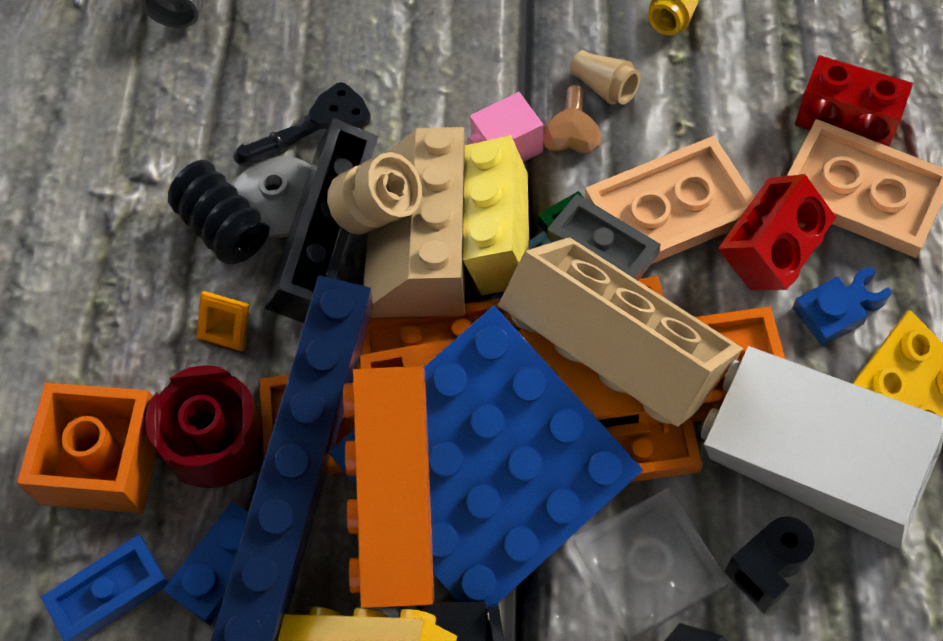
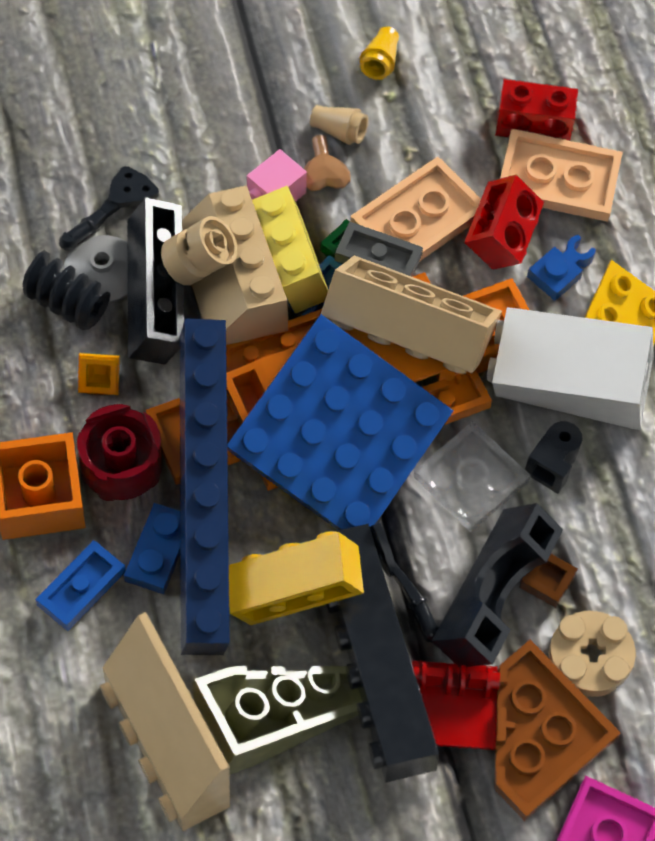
camera: 25 degrees left, 0 degrees up
(392, 487) = (285, 454): orange brick -> none

